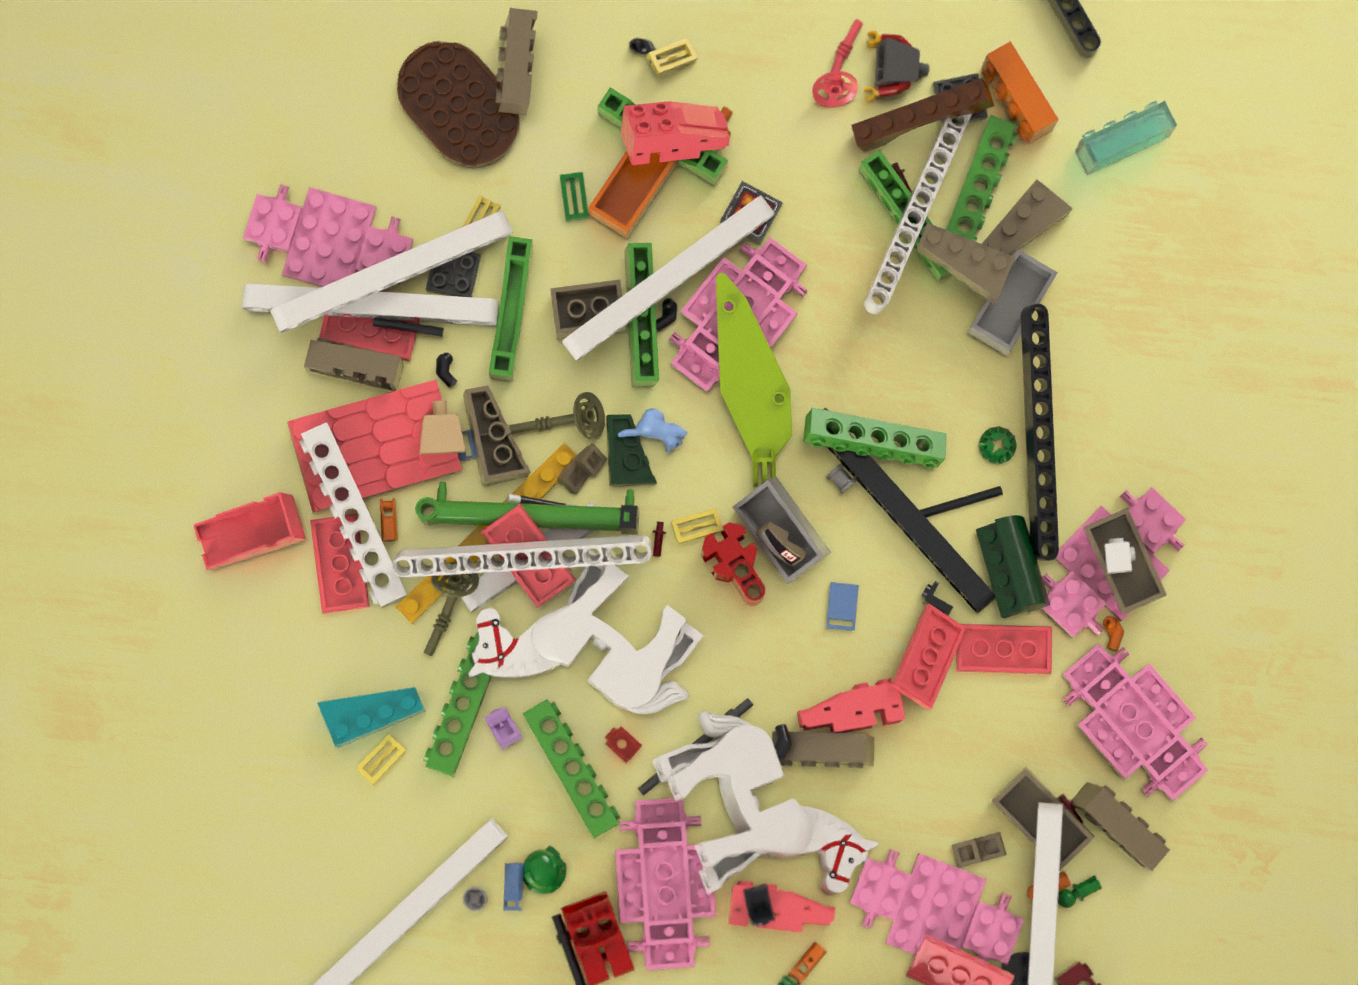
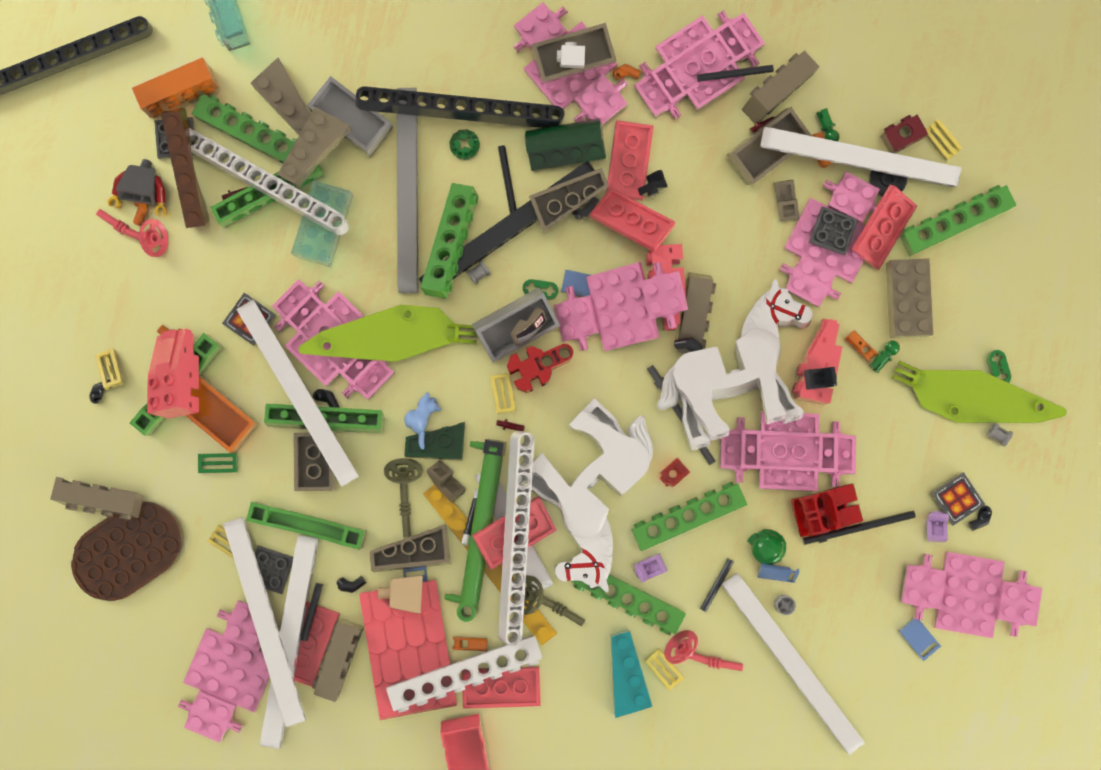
camera: 80 degrees left, 5 degrees up
(406, 780) = (684, 651): none -> coral dish
(490, 813) = (716, 585): none -> bar
(818, 654) = (621, 306): none -> bright pink piece
(836, 558) = (542, 285): none -> green beam
(855, 273) = (314, 241): none -> clear light blue piece
(862, 70) = (140, 214): none -> orange arm
(920, 383) = (407, 201): none -> light grey beam
(943, 570) = (560, 200): none -> dark tan wedge
(947, 910) = (833, 231): none -> dark grey tile
(977, 683) = (656, 183): none -> black bracket
(1128, 765) = (735, 73): none -> black bar

